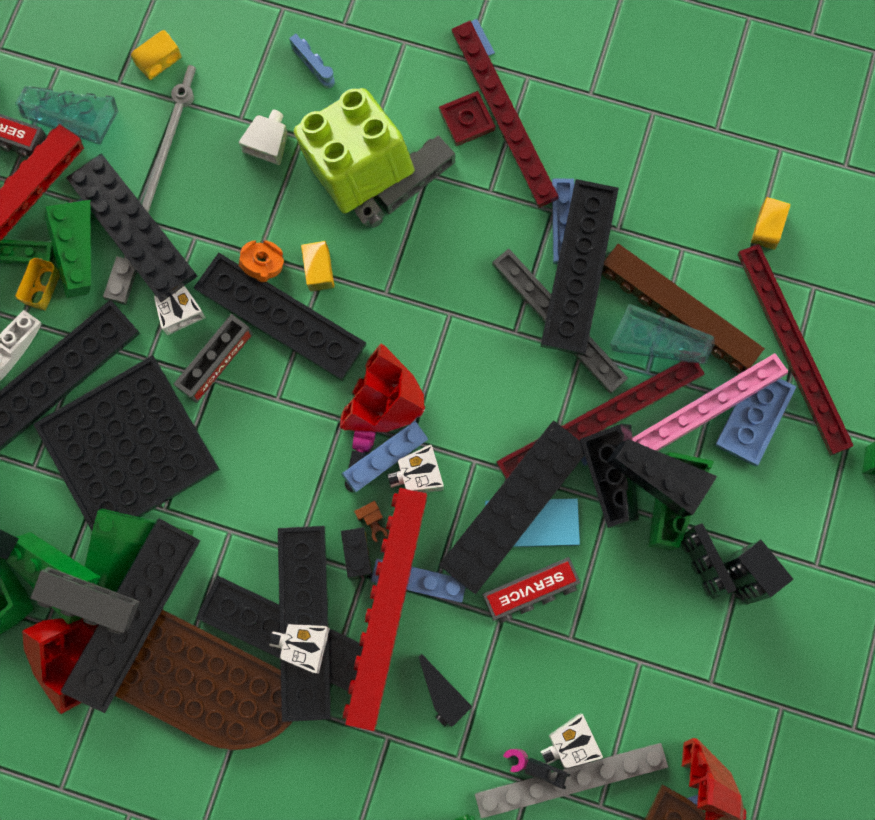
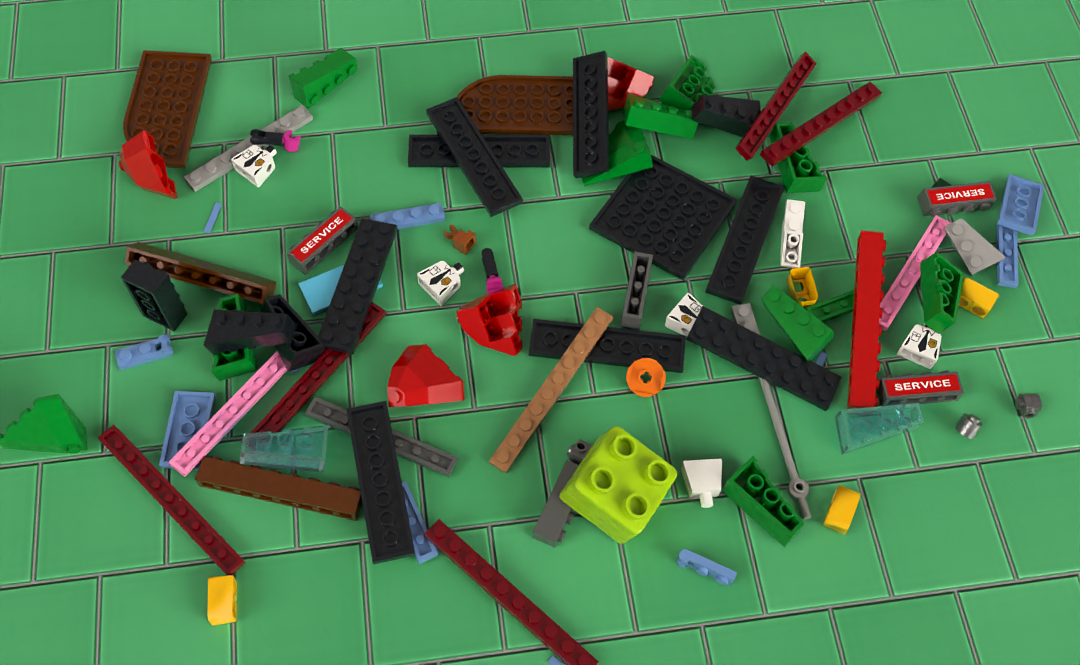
camera: 150 degrees right, 15 degrees down
(84, 600) = (621, 95): dark grey brick -> none
(226, 99) = (762, 502): none -> green wedge
(302, 645) = (465, 135): white torso -> none
(317, 266) = (598, 392): yellow piece -> none
(356, 553) = (459, 211): black brick -> none
(360, 292) = (550, 390): none -> medium nougat plate
(384, 456) = (472, 278): medium blue plate -> none
(386, 610) = (420, 186): red brick -> none
(446, 699) = (356, 157): black slope -> none
(467, 118) = (540, 578): dark red plate -> none
(493, 355) = (422, 379): none -> red brick
(648, 692) = (212, 218): none -> medium blue piece
(690, 606) = (202, 272): none -> reddish brown brick
(707, 562) = (191, 293): black plate -> none
(779, 534) = (144, 352): none -> medium blue plate

